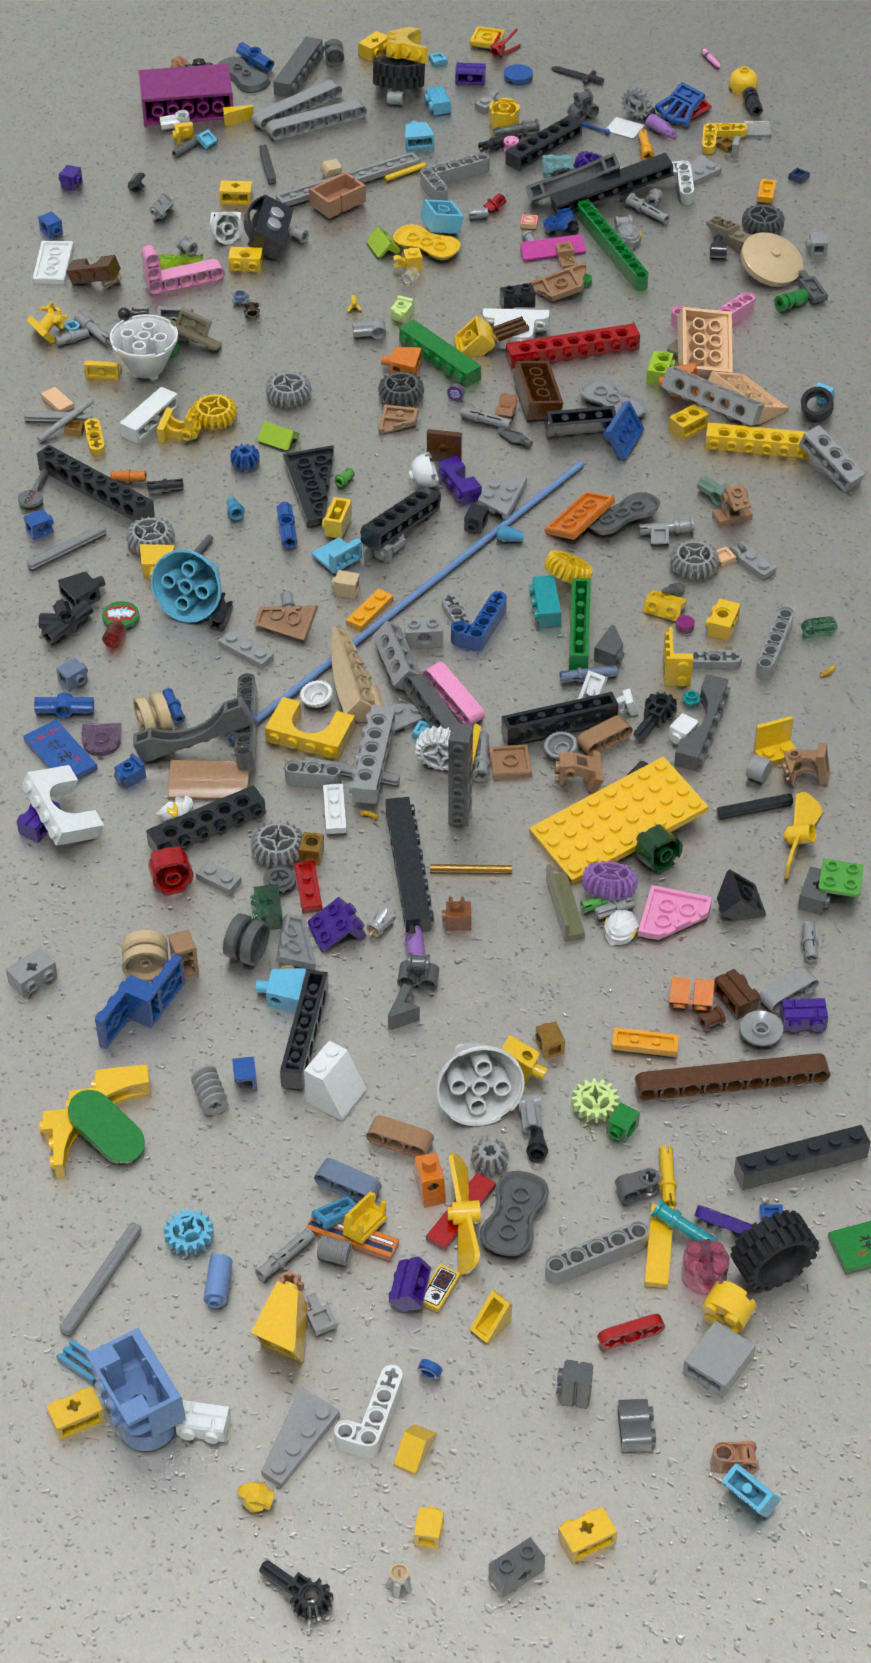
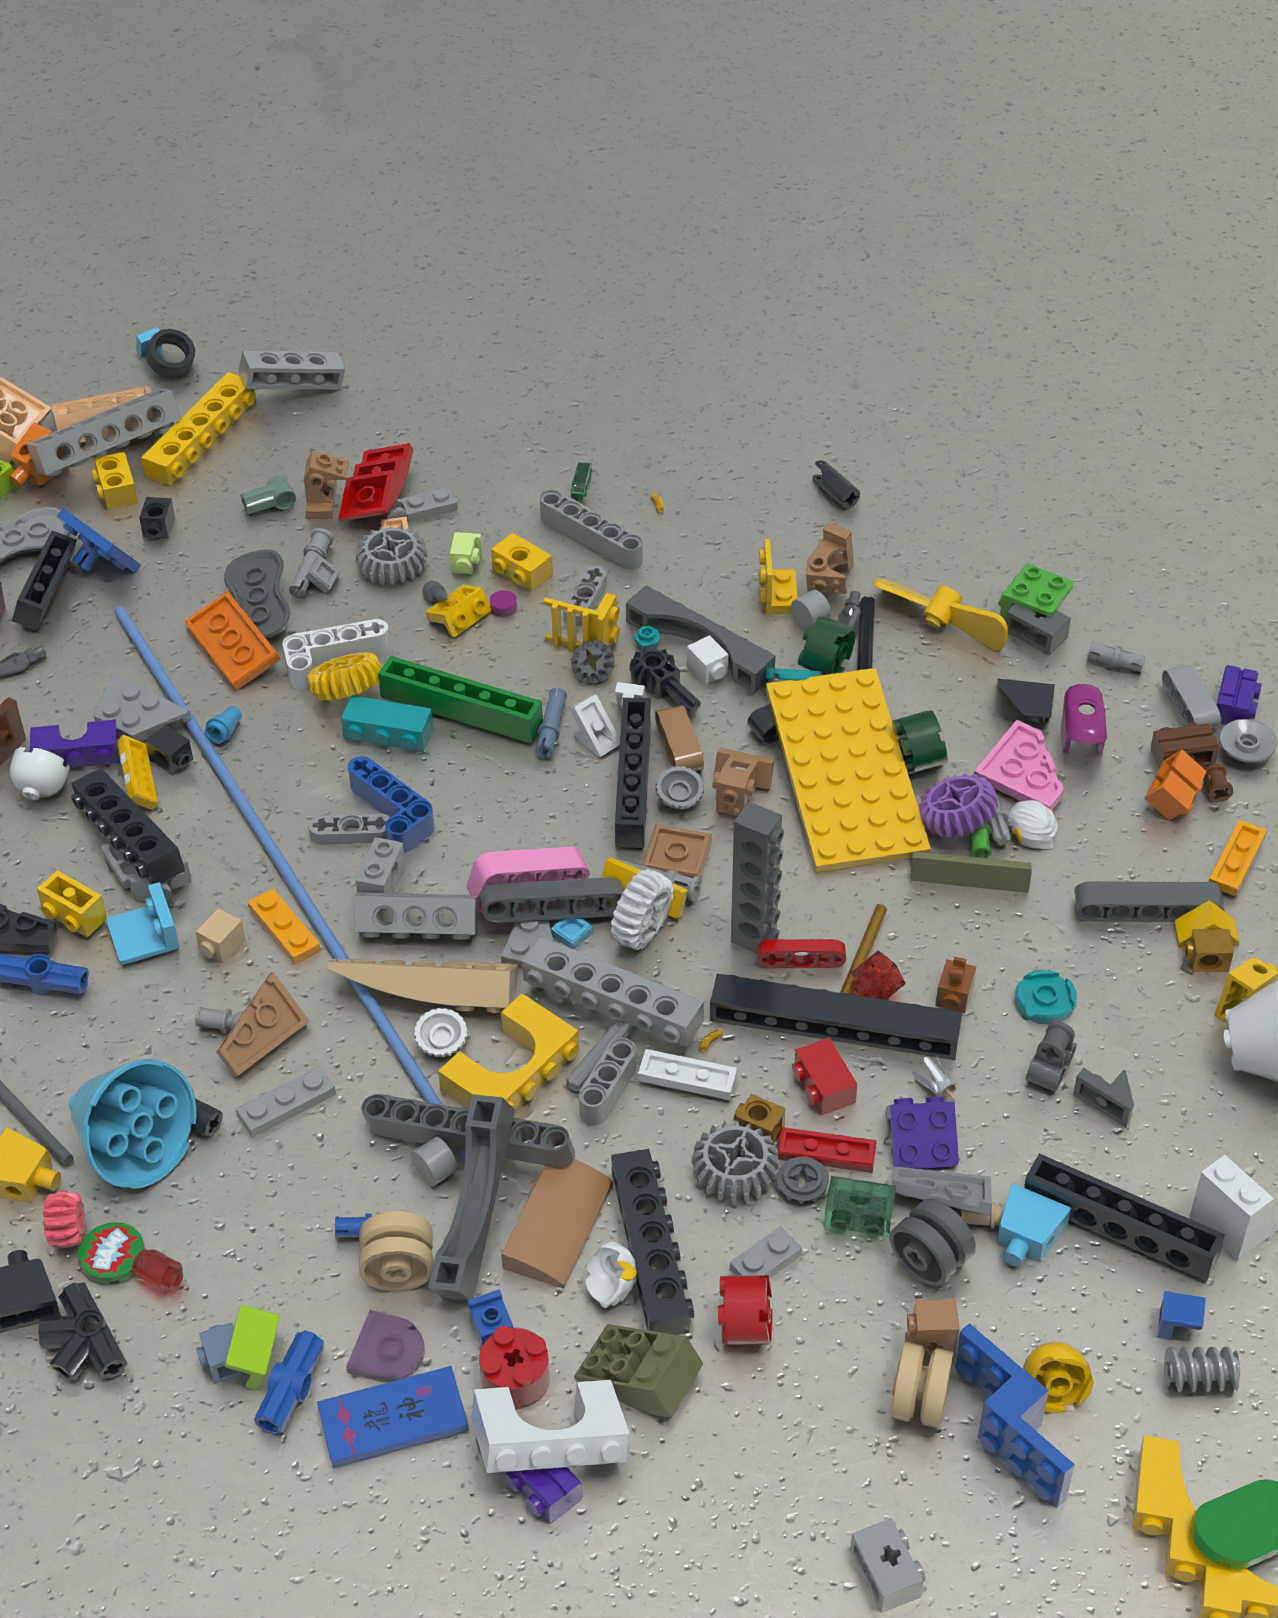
camera: 70 degrees left, 0 degrees up
(77, 680) = (252, 1344): none -> lime panel
(101, 787) = (516, 1361): none -> red brick
(121, 840) = (644, 1366): none -> olive slope
(127, 586) = (64, 1219): none -> coral gear
(178, 1018) = (1062, 1373): none -> yellow cylinder
(358, 869) = (824, 1076): none -> red brick
(415, 944) = (1004, 1052): medium lavender piece -> none
(443, 874) = (877, 977): none -> clear red brick
(450, 512) = (137, 772): none -> yellow plate
(451, 837) = (781, 953): none -> red beam
(475, 966) = (1045, 997): none -> teal tile
(575, 1039) = (1204, 917): none -> yellow slope
(579, 1001) = (1142, 900): none -> dark grey beam
(599, 557) = (312, 648): none -> white beam
(609, 648) = (515, 678): dark grey slope -> none
(649, 683) = (603, 665): none -> dark grey gear
(665, 450) = (157, 517): none -> black brick
(689, 771) = (790, 674): none -> teal tile
(714, 590) = (465, 552): none -> yellowish green brick
(720, 781) = (827, 646): none -> dark green brick
(723, 929) = (1079, 726): none -> magenta piece
(755, 532) = (376, 482): none -> red slope
(768, 792) = (851, 612): none -> dark grey piece

